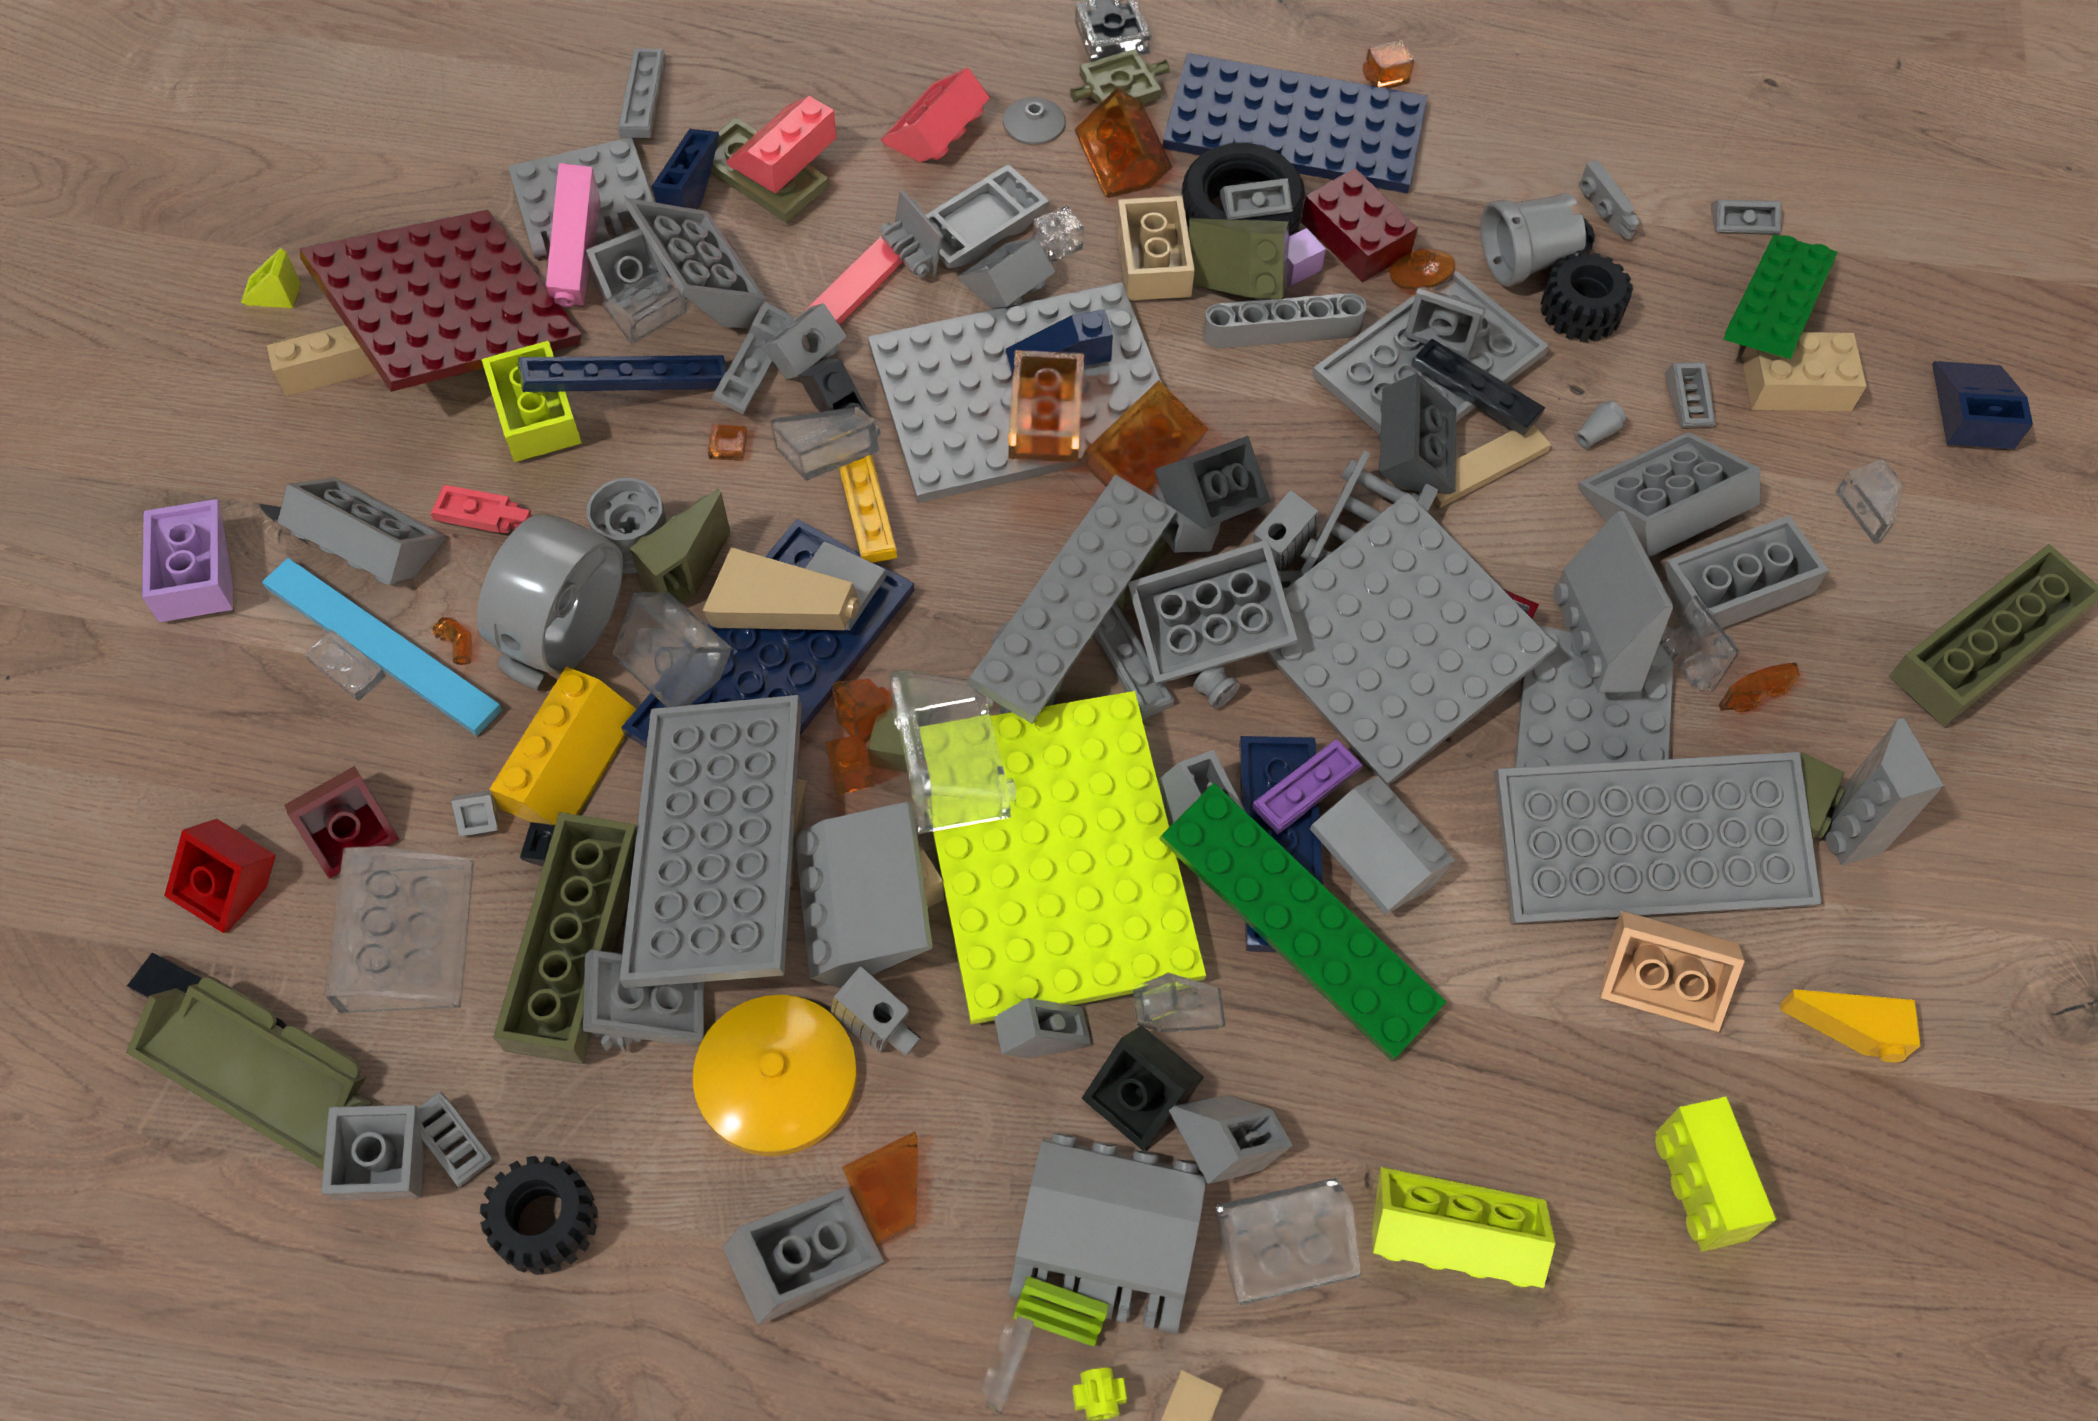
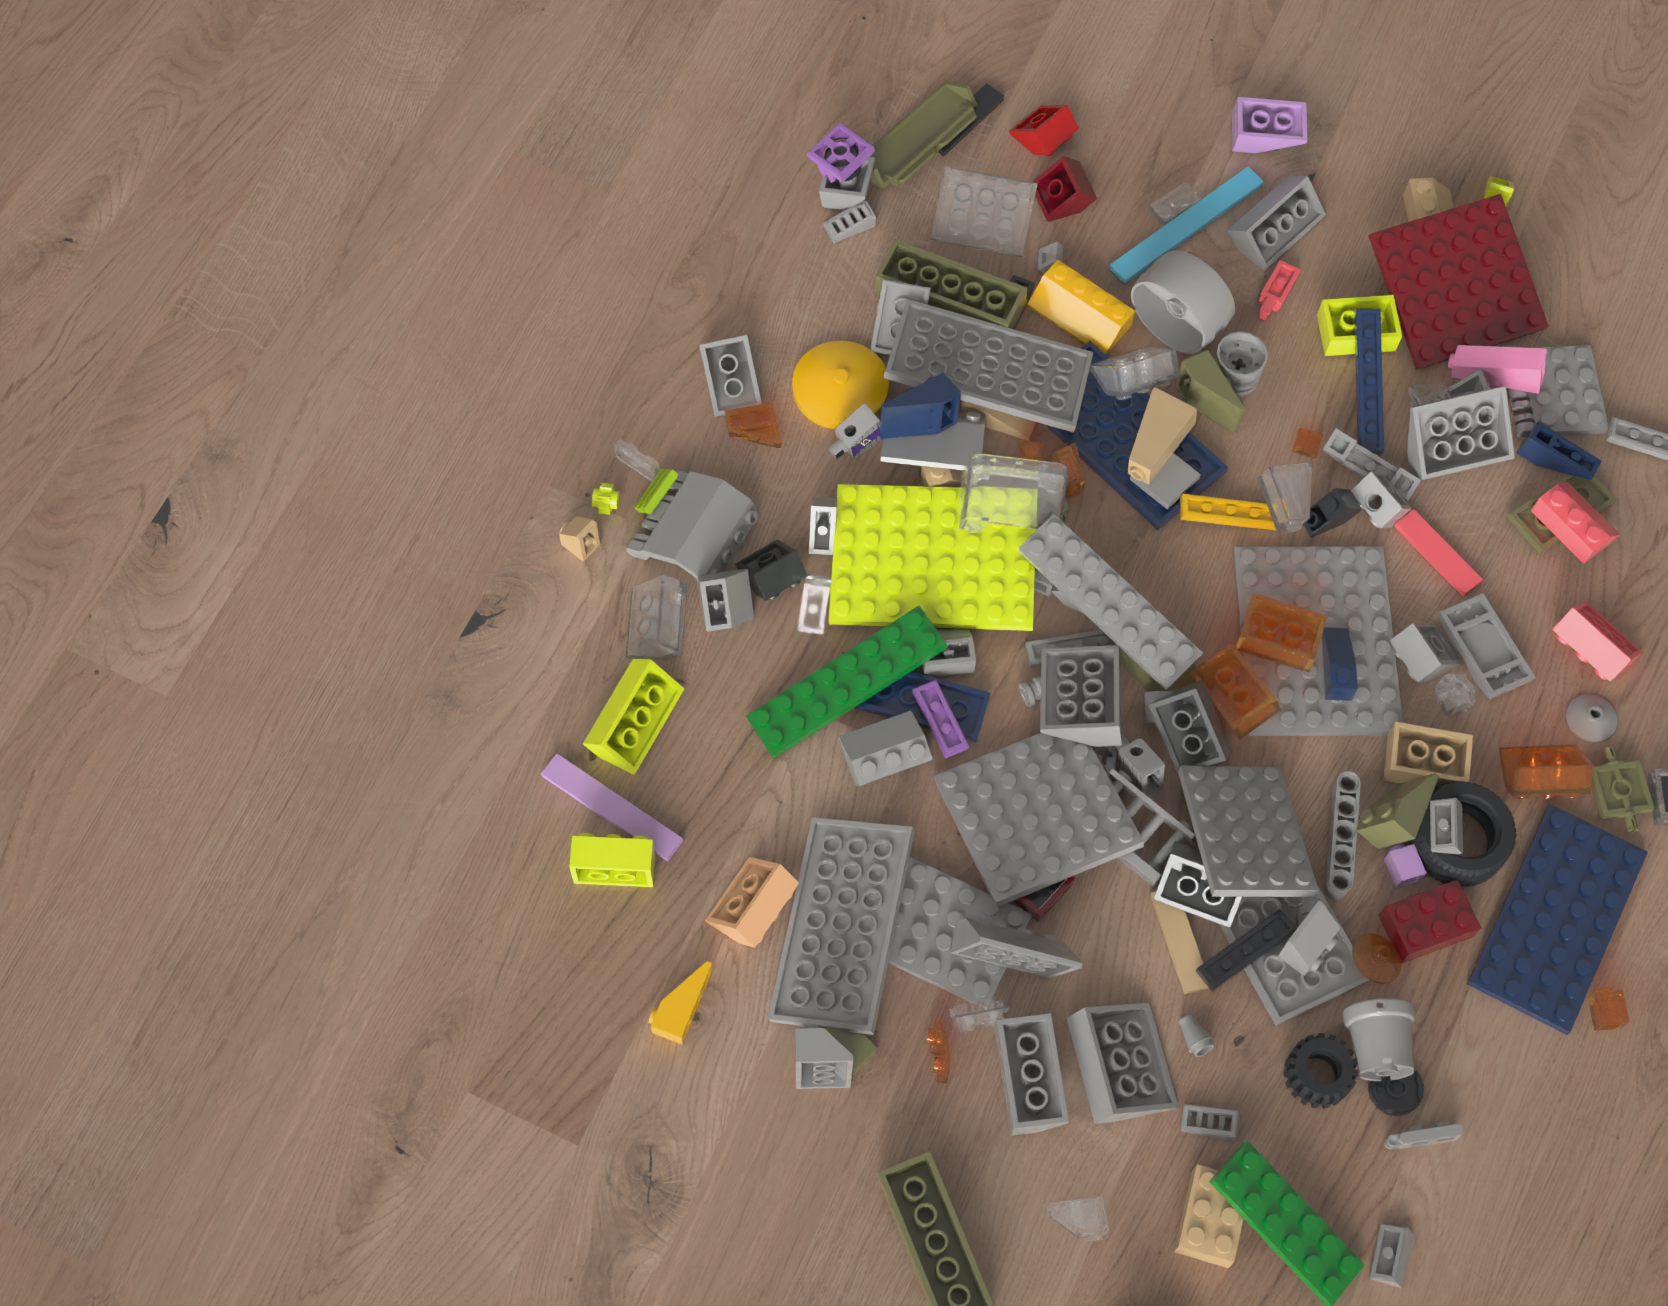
camera: 105 degrees right, 5 degrees up
(344, 1155) = (842, 158): none -> medium lavender piece
(516, 1192) = (787, 238): black tyre -> none
(829, 881) = (921, 409): none -> dark blue slope
(913, 237) = (1470, 584): light grey hinge -> none
(1339, 397) = (1247, 832): none -> light grey plate
(1612, 1221) = (610, 806): none -> lavender tile

